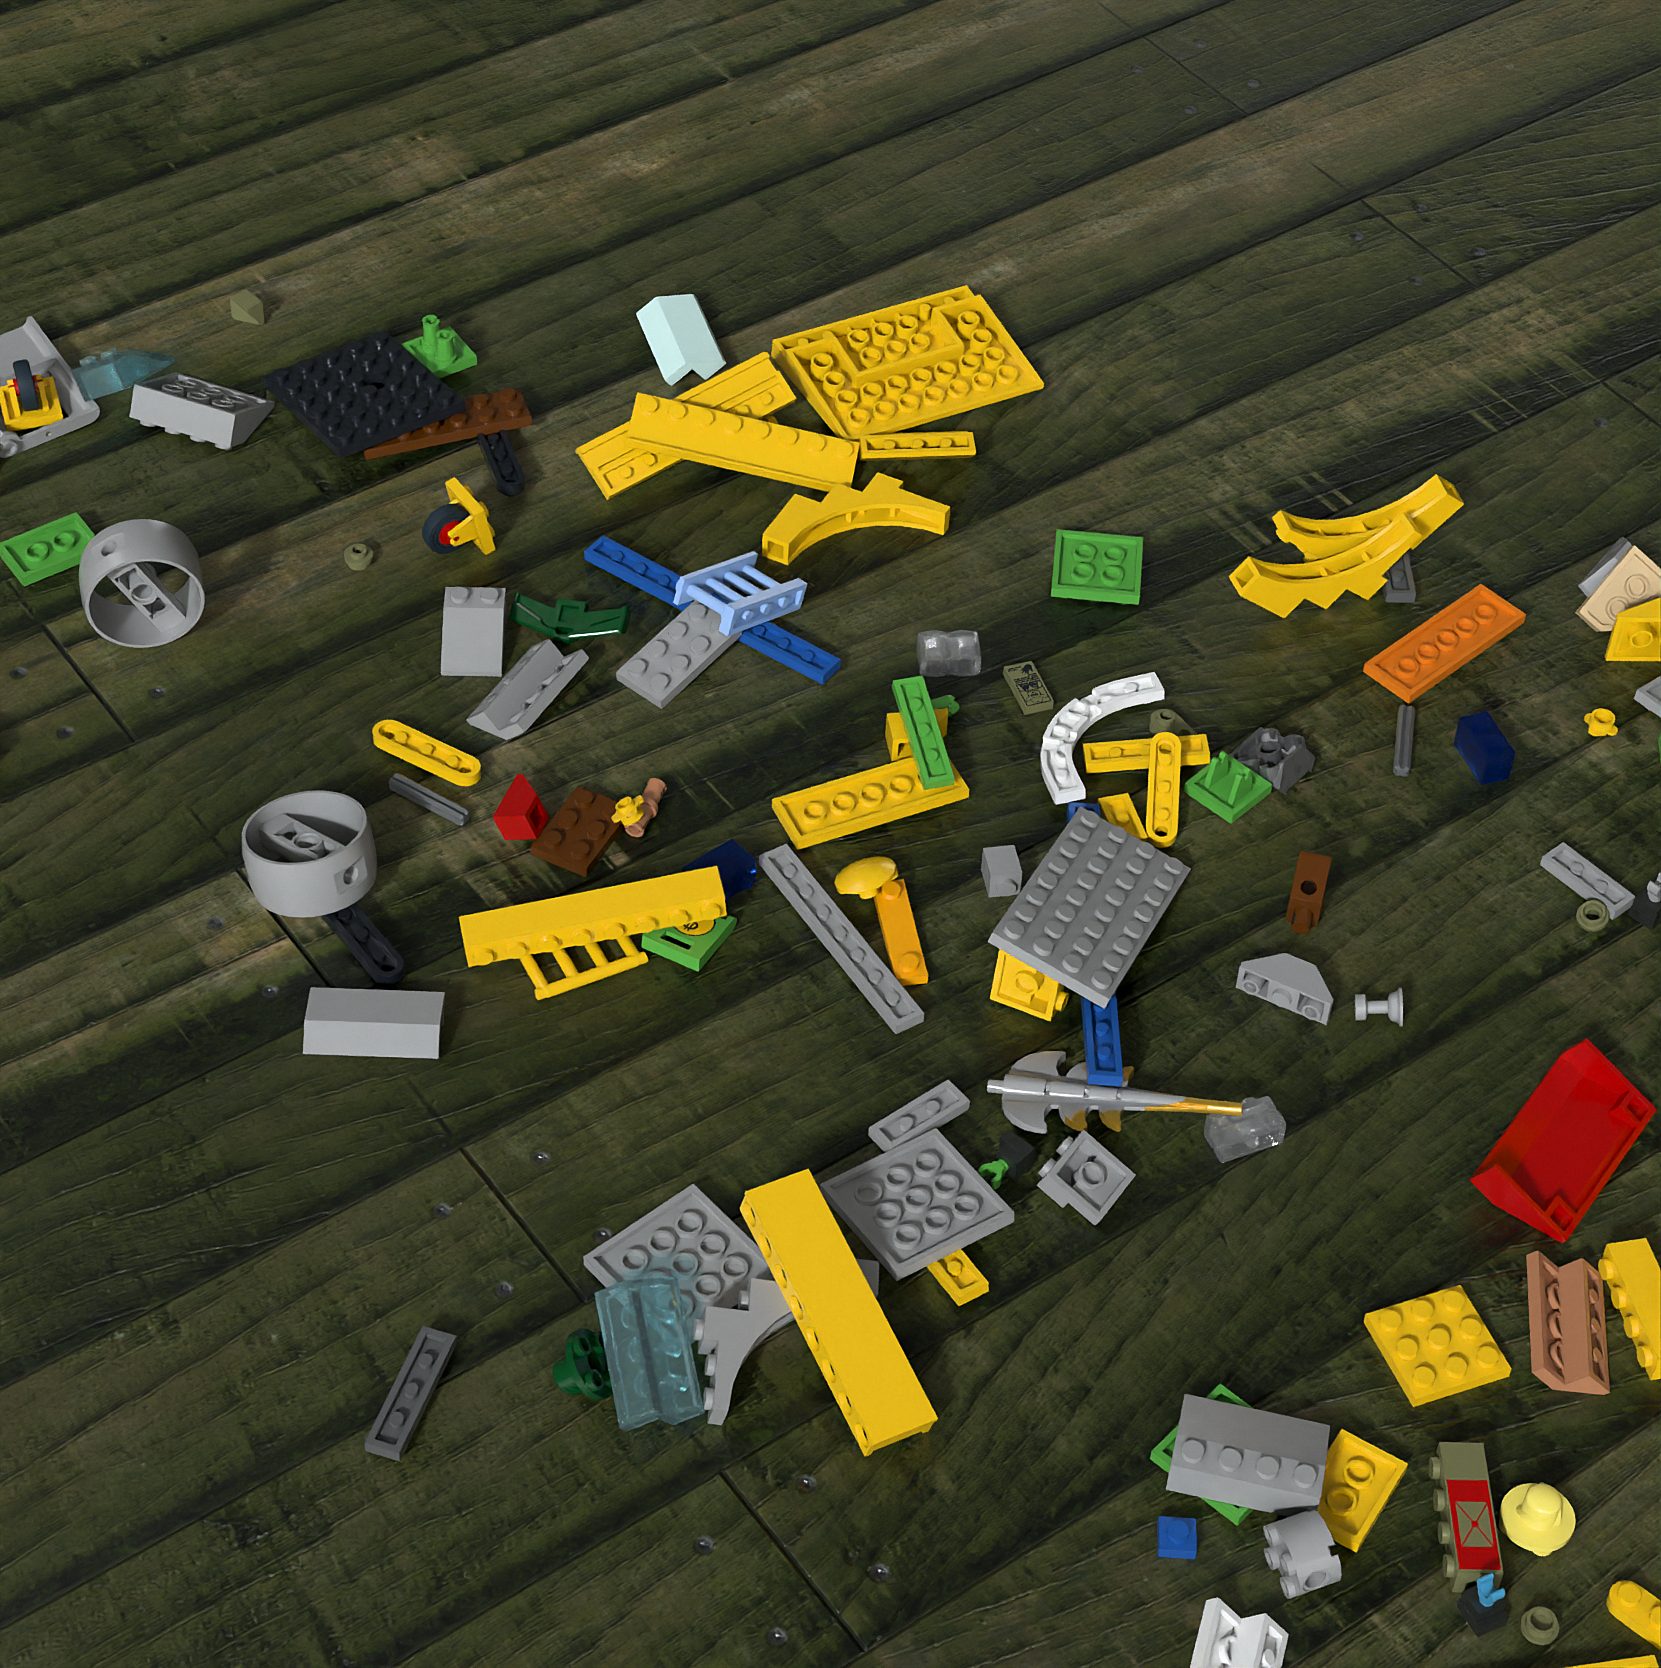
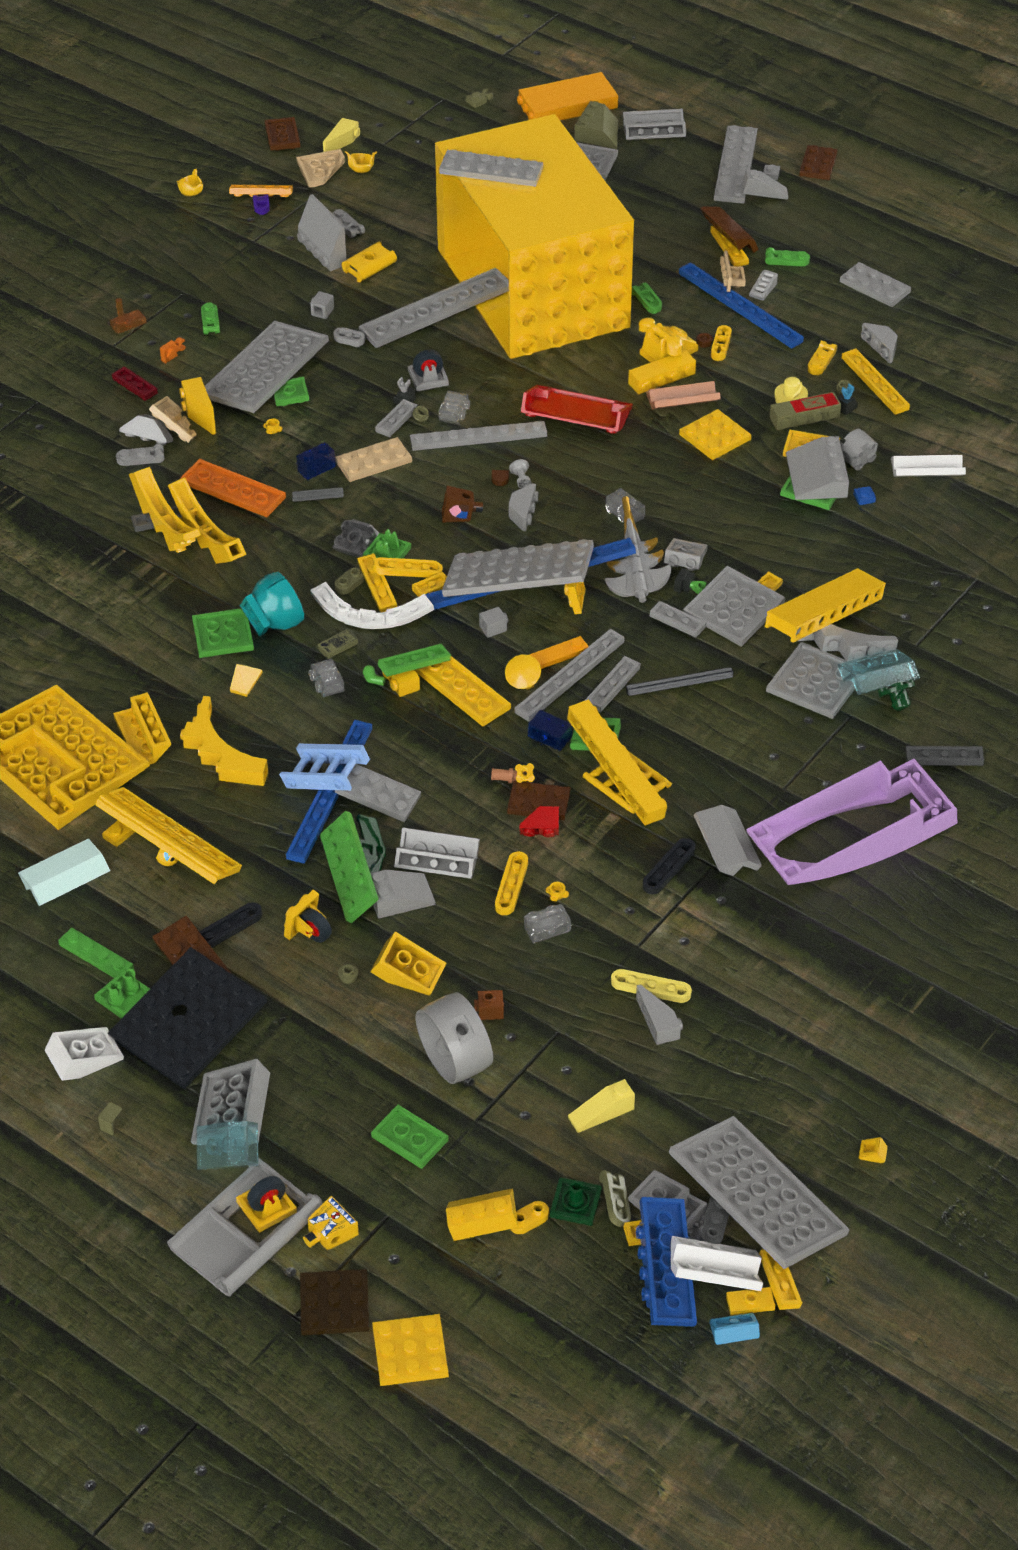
camera: 105 degrees left, 0 degrees up
(85, 837) = (659, 1017): none -> light grey slope
(144, 850) = (658, 986): none -> light yellow plate
(212, 672) = (490, 1004): none -> dark orange brick
(311, 1306) = (863, 789): none -> lavender windscreen
(326, 763) = (547, 923): none -> clear brick
(329, 853) = (640, 866): light grey cylinder -> none
(332, 607) = (408, 965): none -> yellow slope
(364, 301) = (82, 1052): none -> white slope
(385, 800) = (557, 891): none -> yellow plate
(429, 799) = (546, 872): dark grey axle -> none
(527, 347) = (94, 953): none -> bright green plate
(551, 582) = (348, 867): none -> bright green plate
(741, 443) = (182, 802): yellow plate -> none
(766, 1080) = (679, 681): none -> axle
(795, 985) = (613, 683): none -> light grey plate
(990, 573) = (244, 679): none -> yellow slope
(1109, 603) = (272, 604): none -> teal plate
(1386, 981) = (500, 477): none -> reddish brown tile
(1483, 831) = (373, 459): none -> tan plate
(1517, 988) = (478, 435): none -> light grey plate
(1560, 560) = (140, 455): none -> light grey plate
(1599, 962) = (454, 407): none -> clear brick

